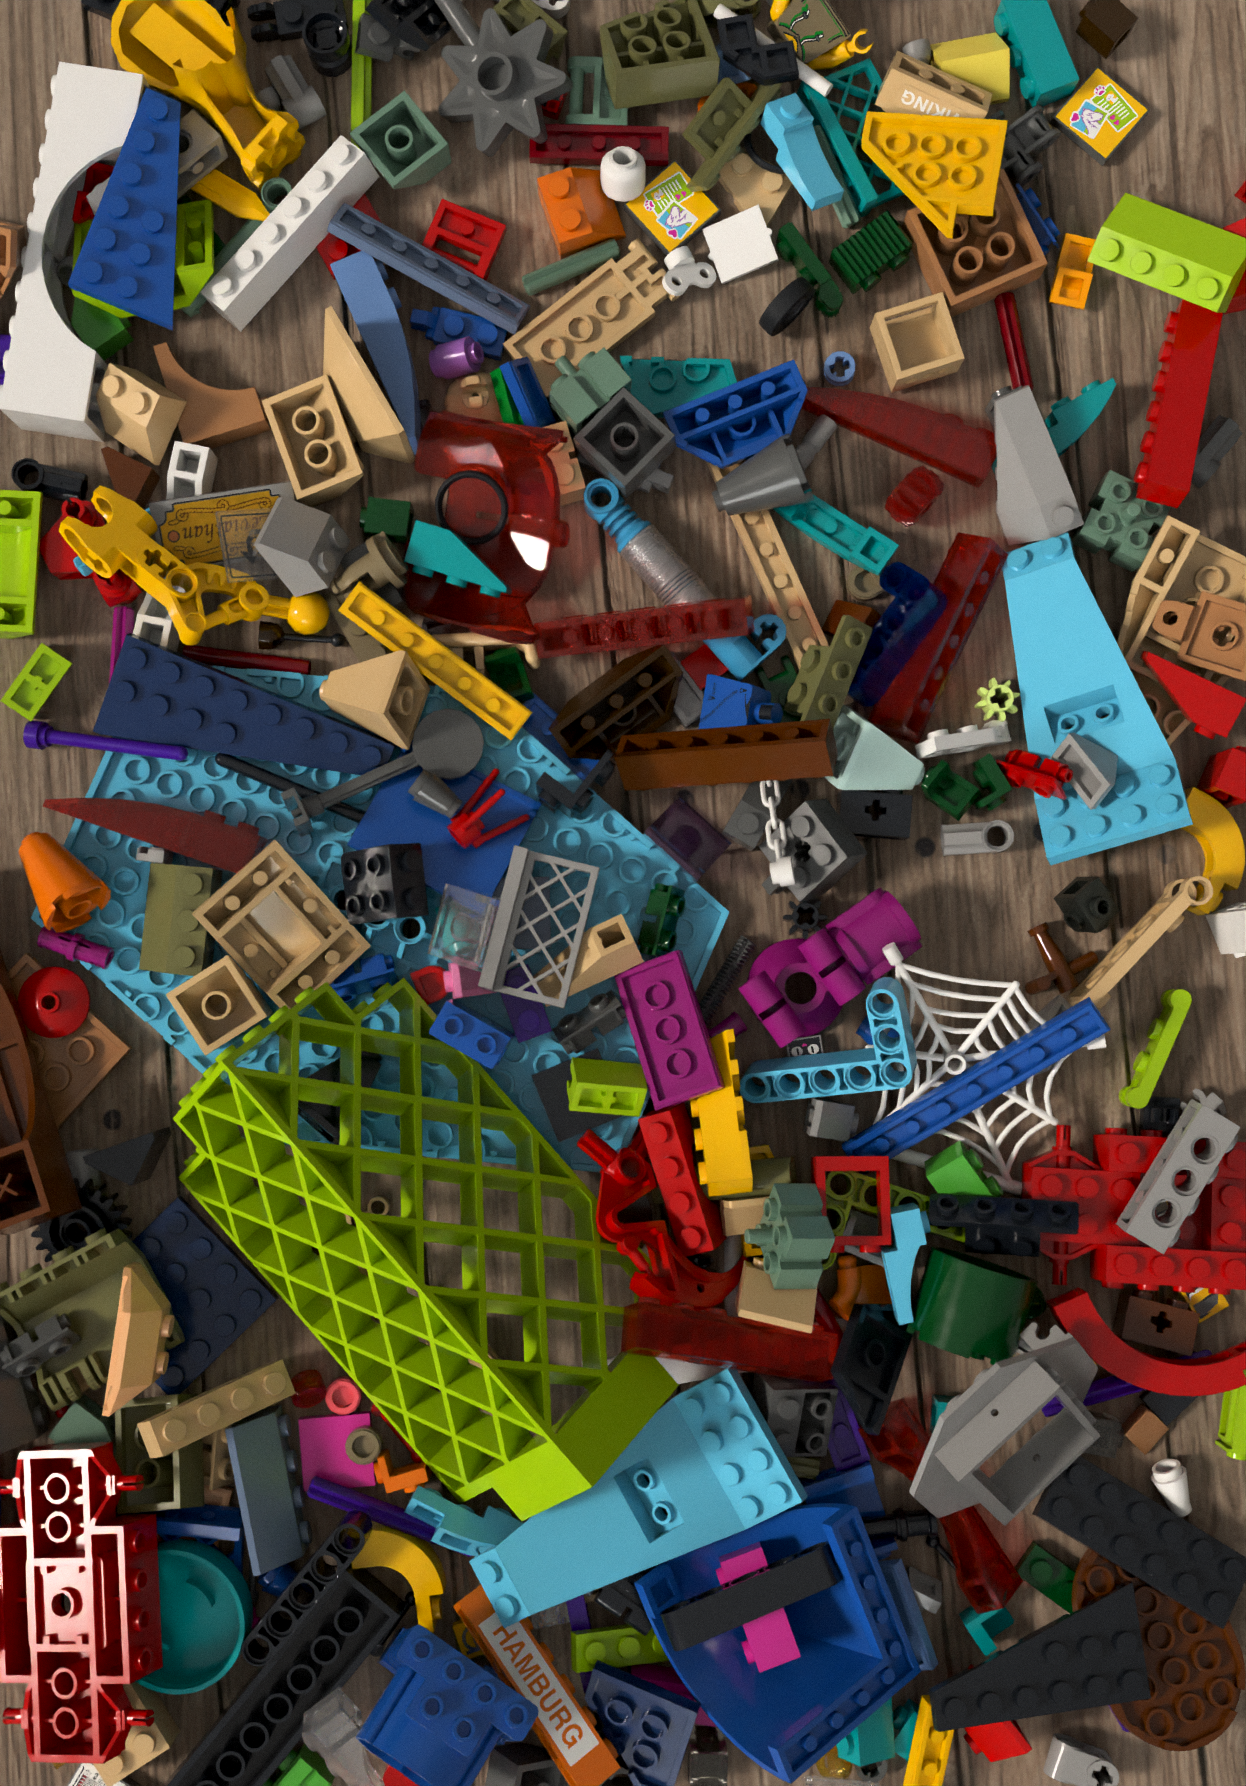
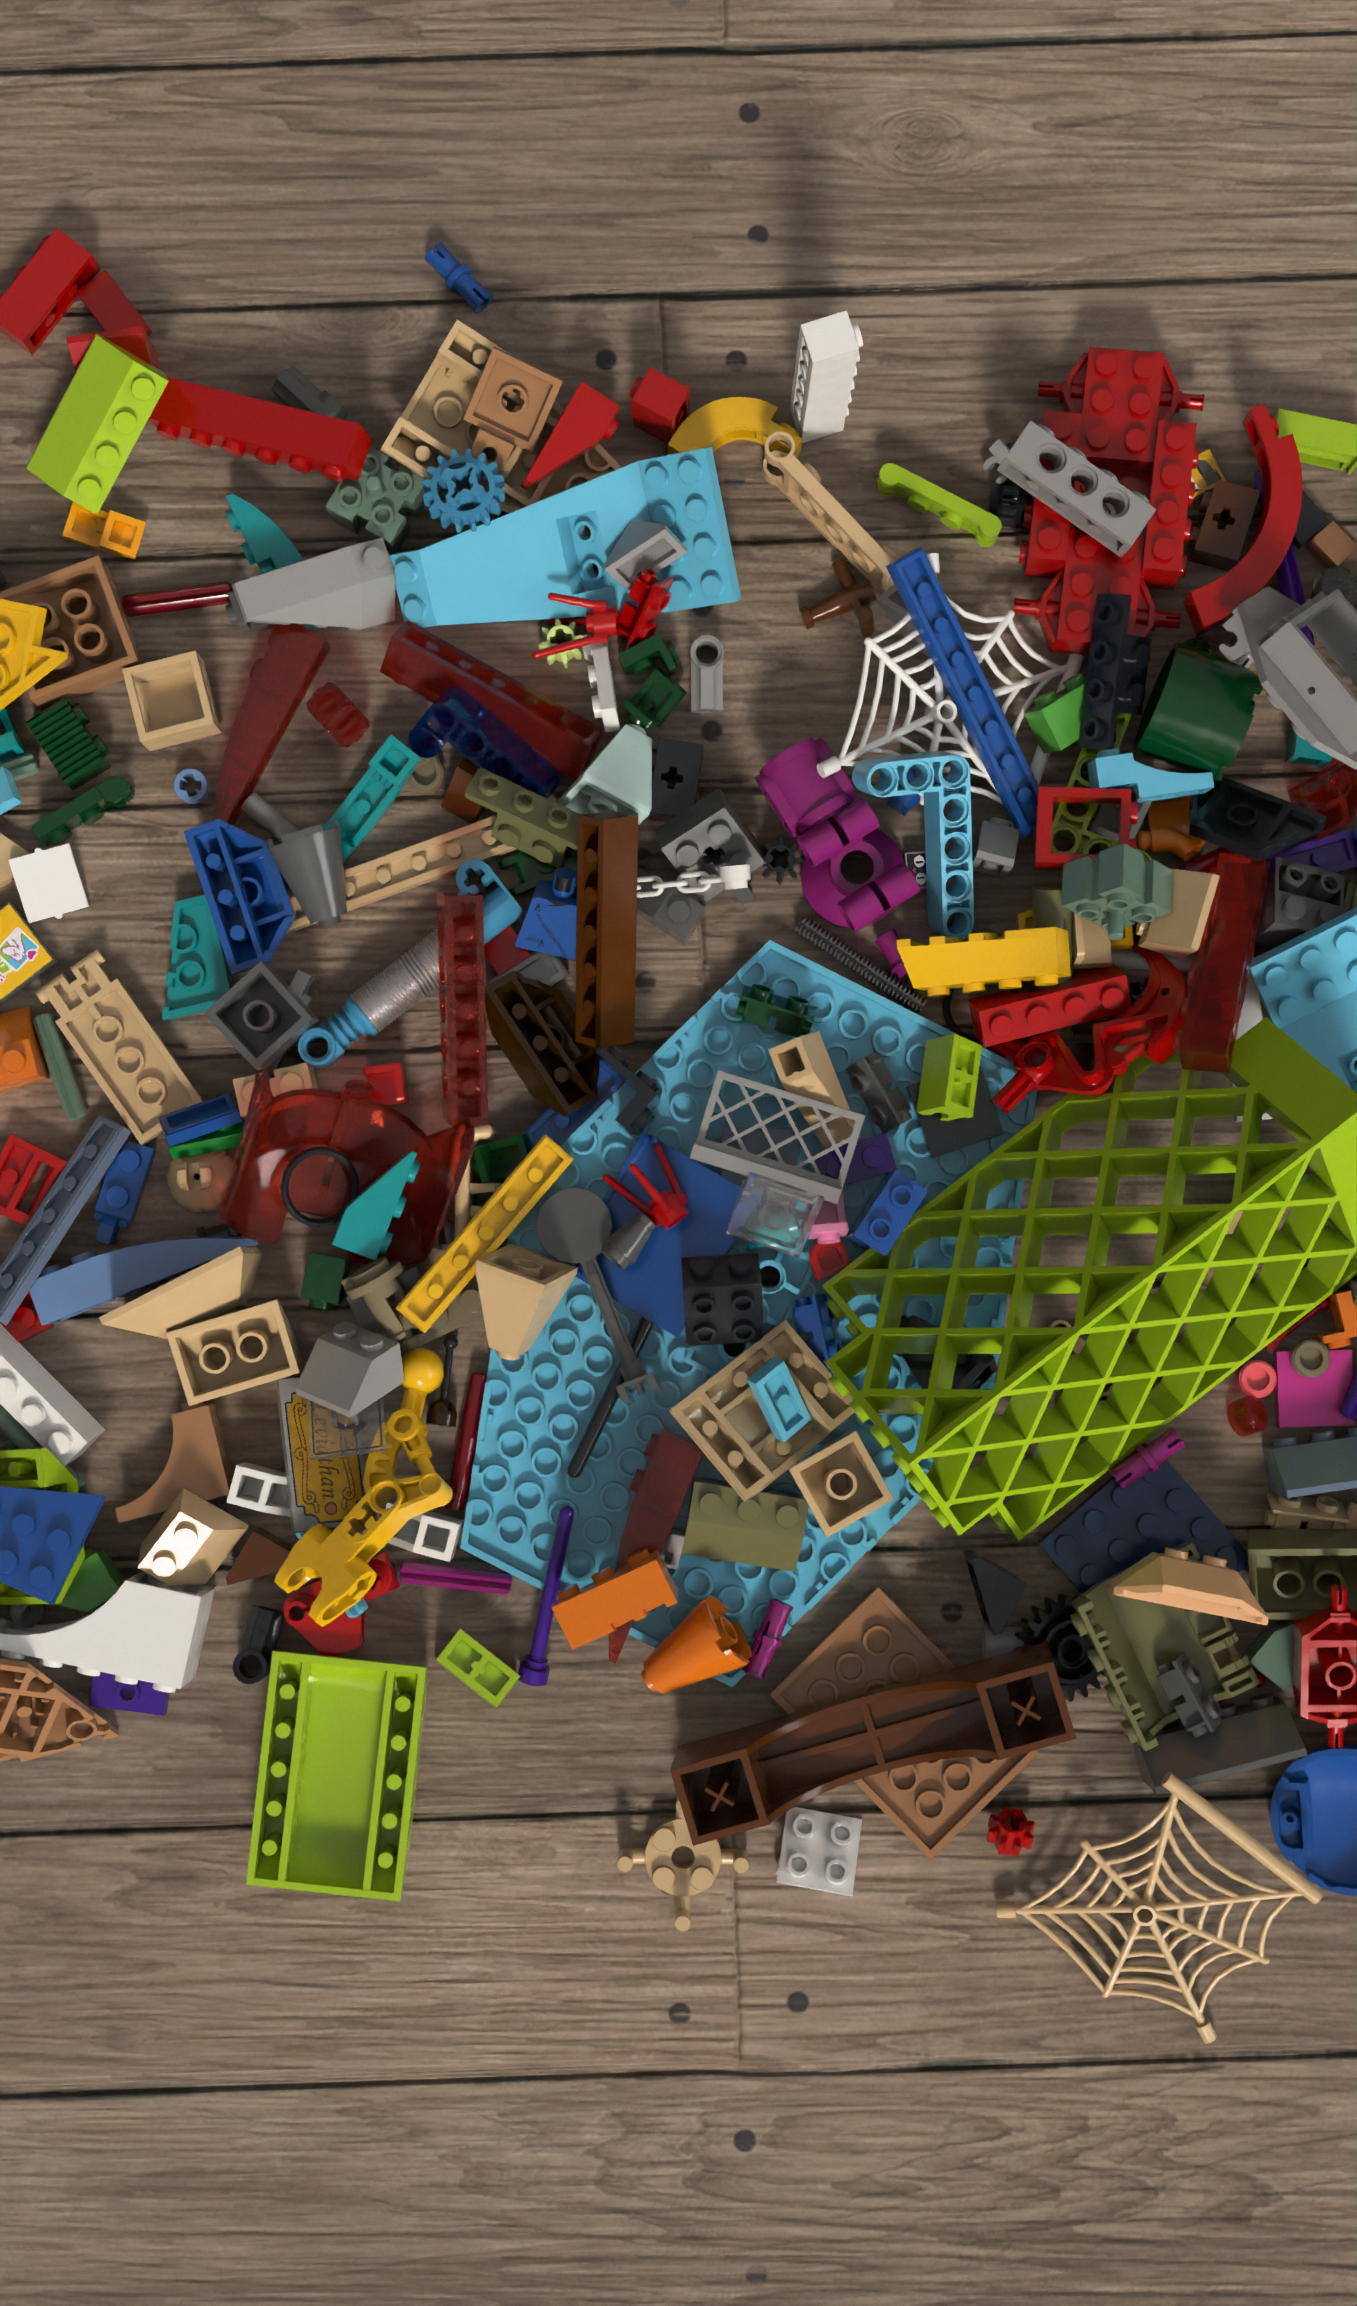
camera: 85 degrees left, 0 degrees up
(71, 1002) = (819, 1646): red dish -> none
(99, 800) = (614, 1598): none -> orange wedge
(191, 705) = (516, 1495): dark blue wing -> none
(215, 1409) = (1265, 1508): tan brick -> none
(260, 1294) = (1147, 1458): none -> magenta pin
(293, 942) = (779, 1399): none -> medium azure plate
(456, 358) = (153, 1195): medium lavender brick -> none
(571, 566) = (388, 1083): none -> red panel
(583, 393) = (203, 1054): sand green brick -> none
(669, 1030) = (893, 1008): magenta tile -> none
(686, 272) = (75, 943): white piece -> none
(687, 839) = (690, 979): clear purple slope -> none
(787, 306) = (123, 836): black tyre -> none
(1020, 733) = (601, 621): none -> red plant
(1045, 229) = (57, 558): blue hinge -> none
(1087, 905) = (784, 564): pearl dark grey brick -> none
(1120, 595) = (467, 505): none -> dark azure gear

